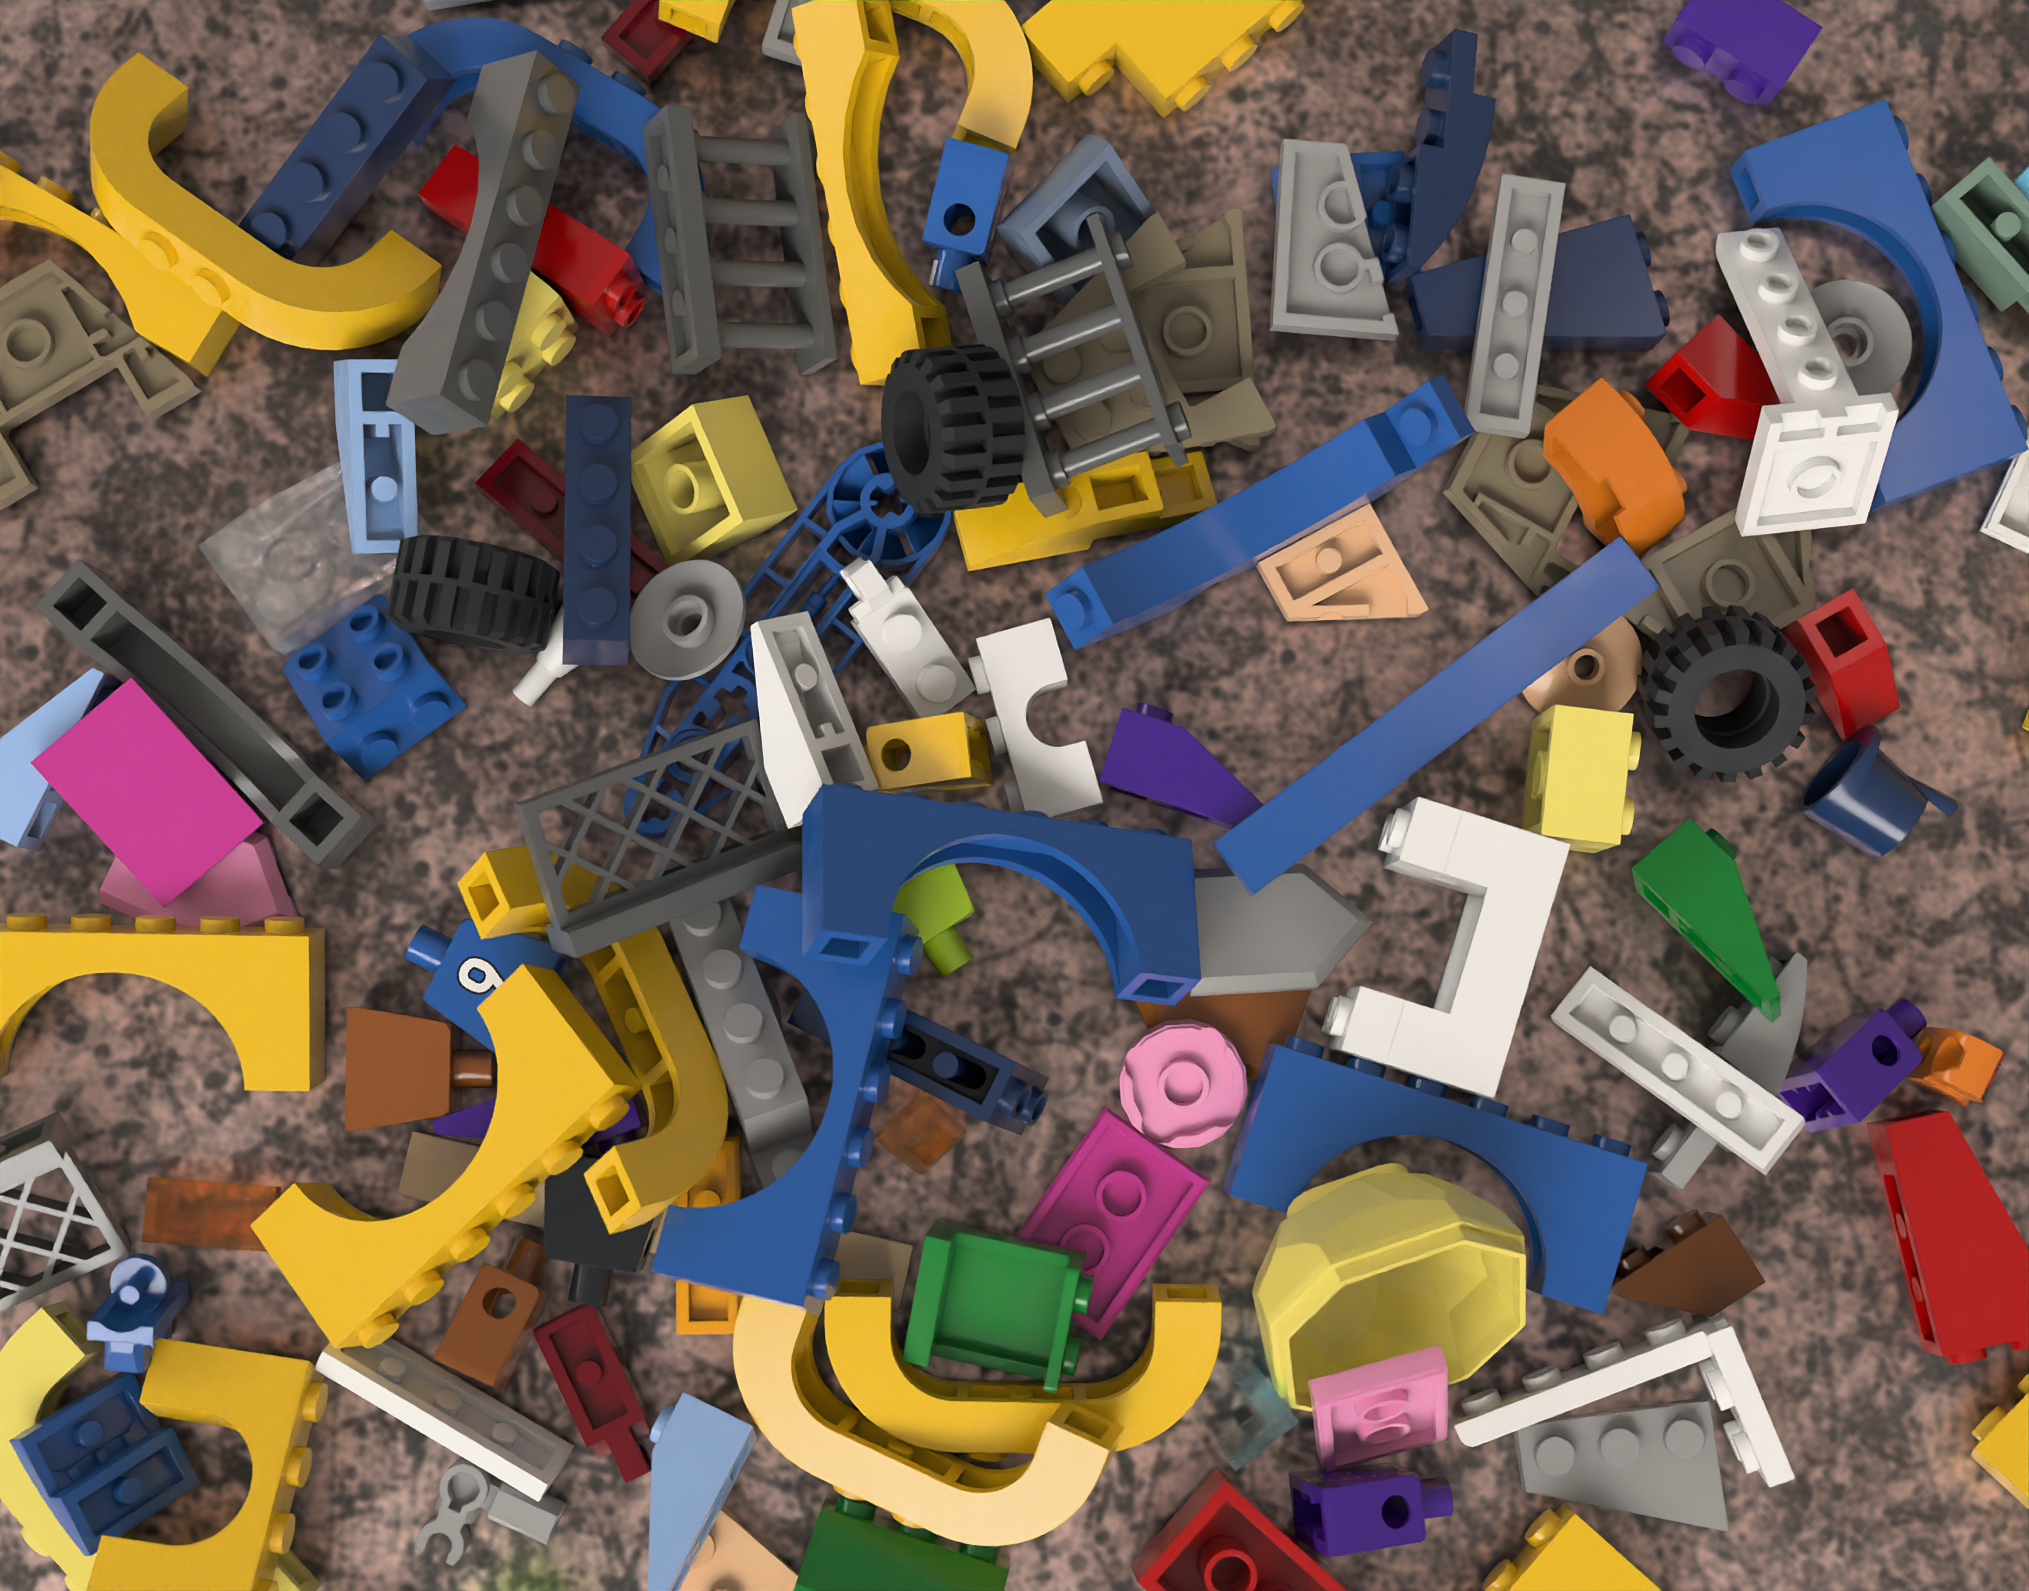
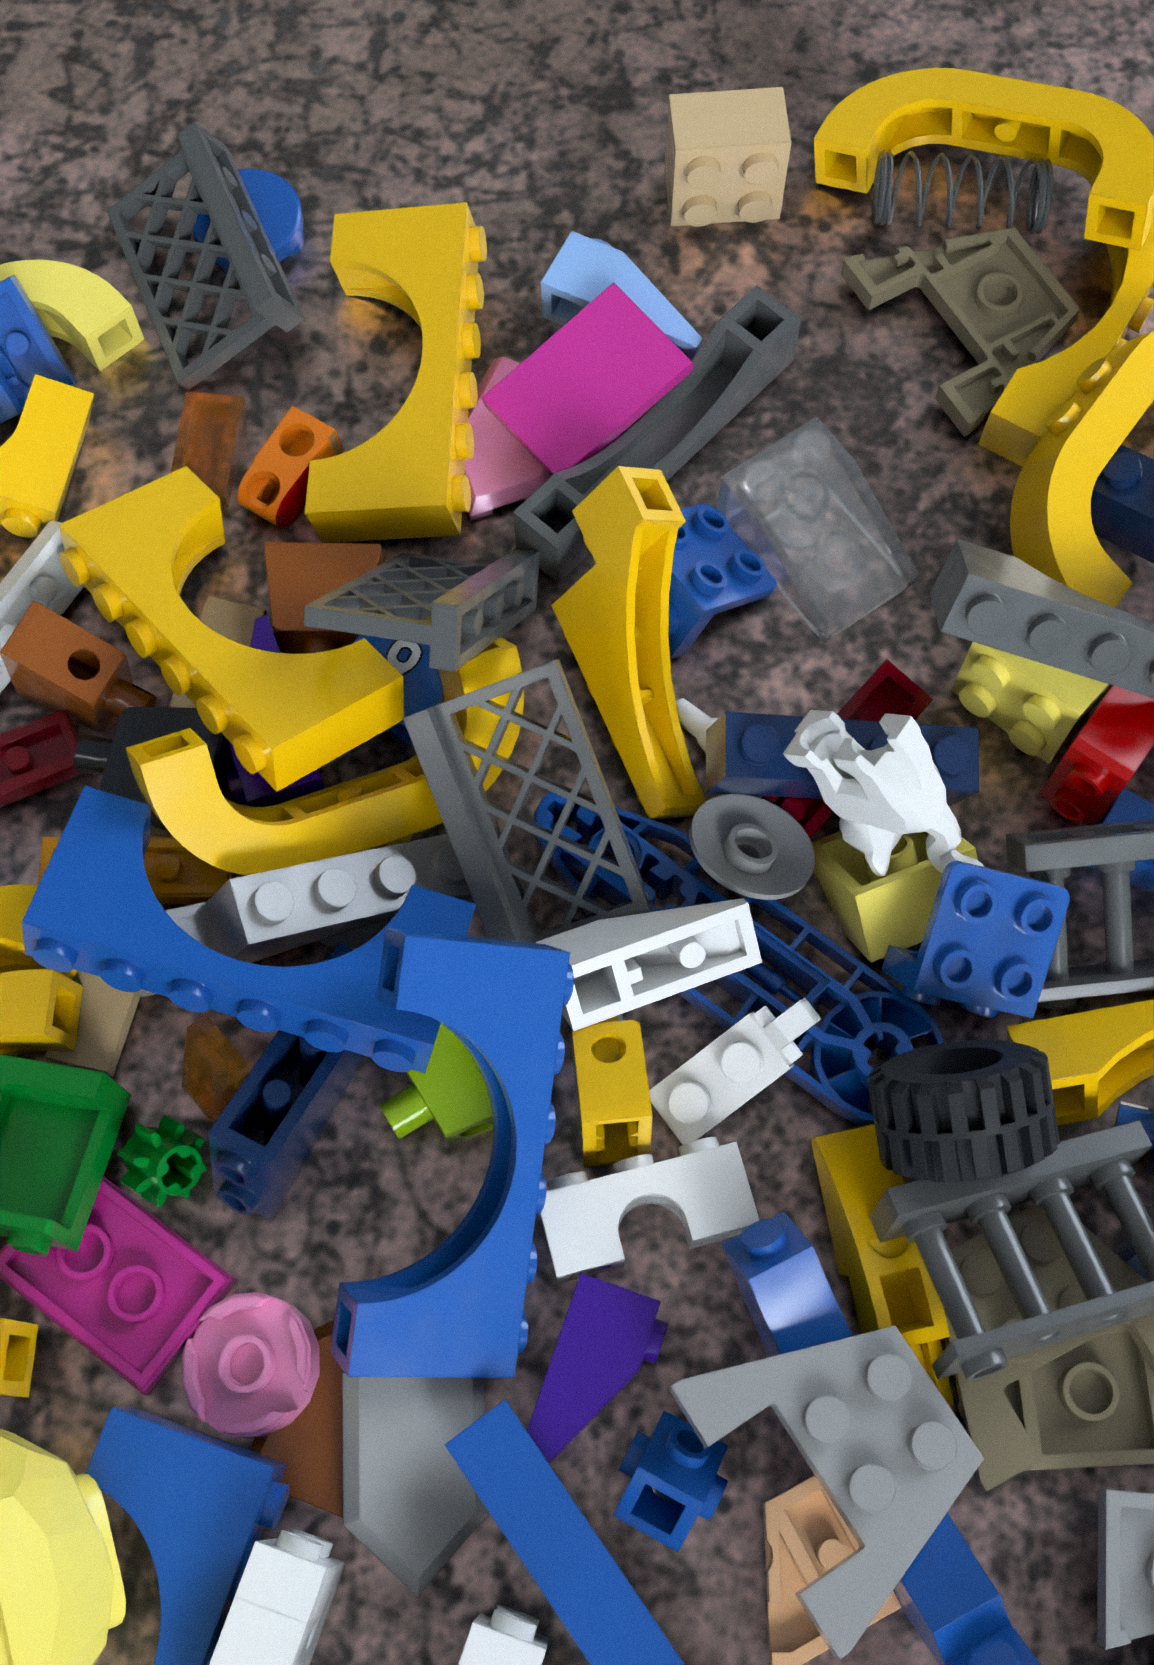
camera: 90 degrees right, 15 degrees down
(137, 1312) = (120, 380): blue hips -> none
(244, 1118) = (279, 473): none -> orange leg
(374, 457) = (886, 571): light blue slope -> none
(440, 898) = (435, 603): none -> dark grey fence
(455, 751) = (621, 632): none -> yellow arch
(473, 594) = (775, 642): black tyre -> none
(651, 491) = (879, 790): none -> white animal
(787, 401) = (984, 942): none -> blue bracket
(1000, 1180) = (162, 1161): none -> green gear
(1241, 520) = (874, 1442): none -> light grey wing
(1263, 691) = (670, 1481): none -> blue brick

